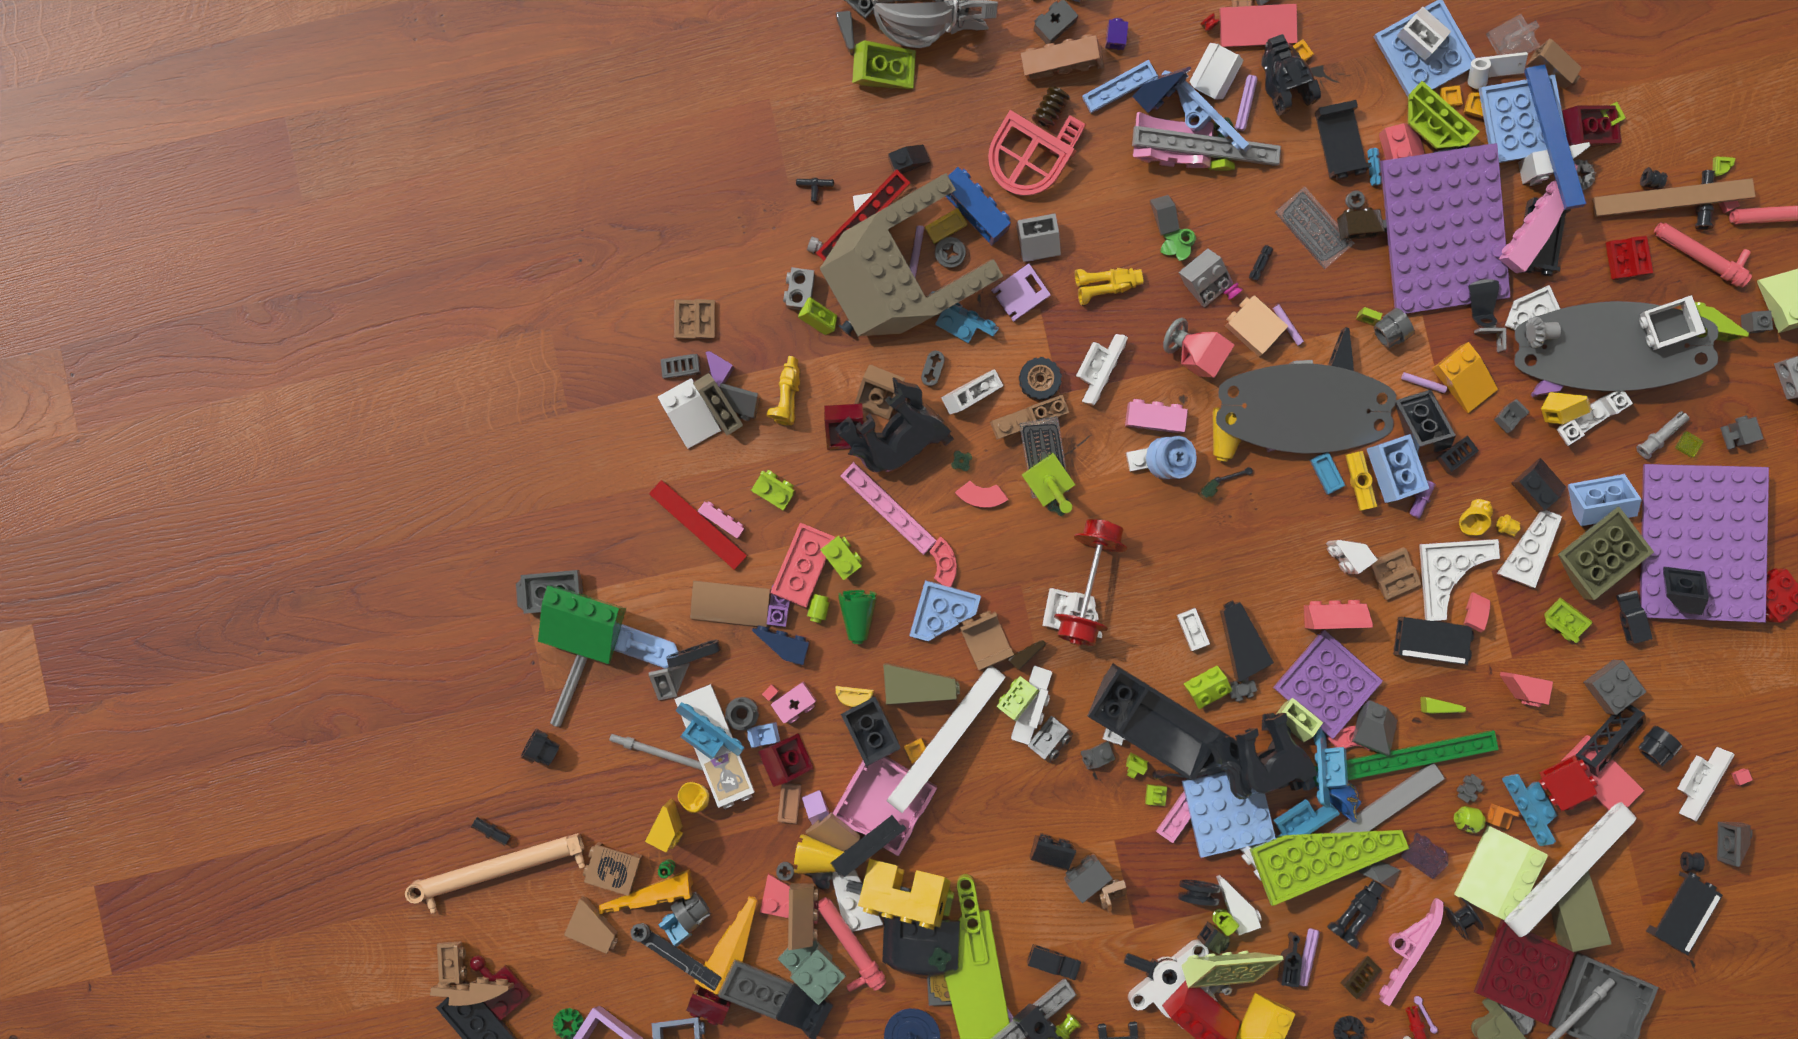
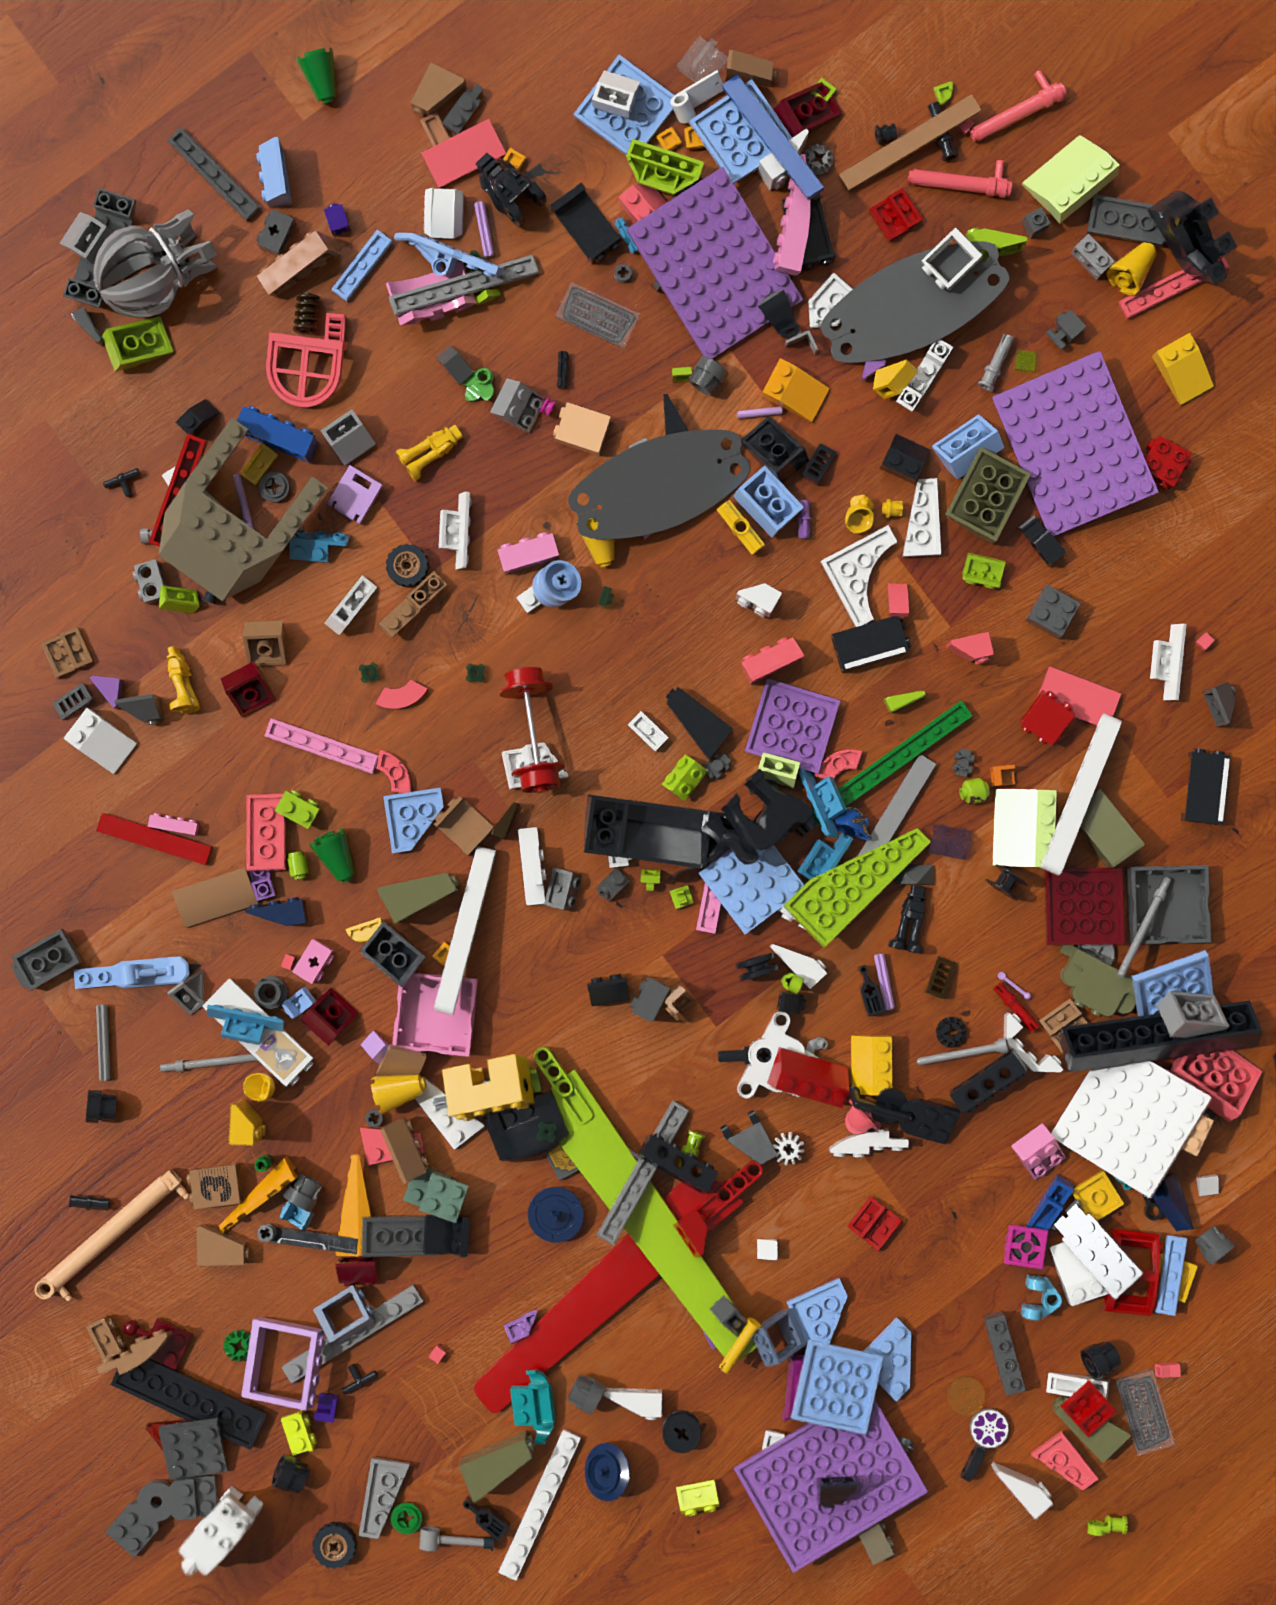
camera: 20 degrees left, 0 degrees up
(580, 623) = (84, 976): green slope -> none
(693, 653) = (201, 957): black beam -> none
(717, 404) = (121, 720): dark tan brick -> none
(773, 490) = (209, 776): lime bracket -> none
(789, 803) = (350, 1054): nougat tile -> none
(821, 880) = (409, 1110): black rock -> none
(867, 846) = (436, 1060): black fence -> none
(868, 968) = (488, 1171): coral cylinder -> none
(903, 435) = (304, 671): black piece -> none
(928, 366) = (300, 600): dark grey beam -> none
(1017, 698) = (514, 865): lime bracket -> none
(1040, 440) = (442, 635): tile -> none
(1049, 482) = (455, 654): lime tile -> none
(1053, 962) = (655, 1090): black piece -> none
(1153, 92) = (394, 256): dark blue slope -> none
(1201, 351) = (541, 475): coral piece -> none
(1209, 22) = (418, 170): red bush -> none
(1227, 968) = (810, 1023): yellowish green slope -> none
(1247, 471) = (635, 564): black hinge -> none
(1291, 329) = (614, 416): lavender piece -> none
(1327, 473) = (708, 534): dark azure tile -> none
(1360, 224) = (636, 294): dark brown brick -> none
(1375, 727) = (852, 746): dark grey slope -> none
(1395, 573) = (809, 598): medium nougat slope -> none
(1415, 942) = (972, 922): bright pink piece -> none
(1511, 415) = (850, 407): dark grey bracket -> none
(1533, 806) = (1028, 753): dark azure bracket -> none
(1538, 331) = (840, 319): light grey gear -> none
(1616, 743) = (1075, 659): black fence -> none
(1659, 746) = (1115, 647): black piece -> none
(1686, 589) = (1073, 495): black slope -> none
(1692, 861) = (1192, 738): black wheel -> none

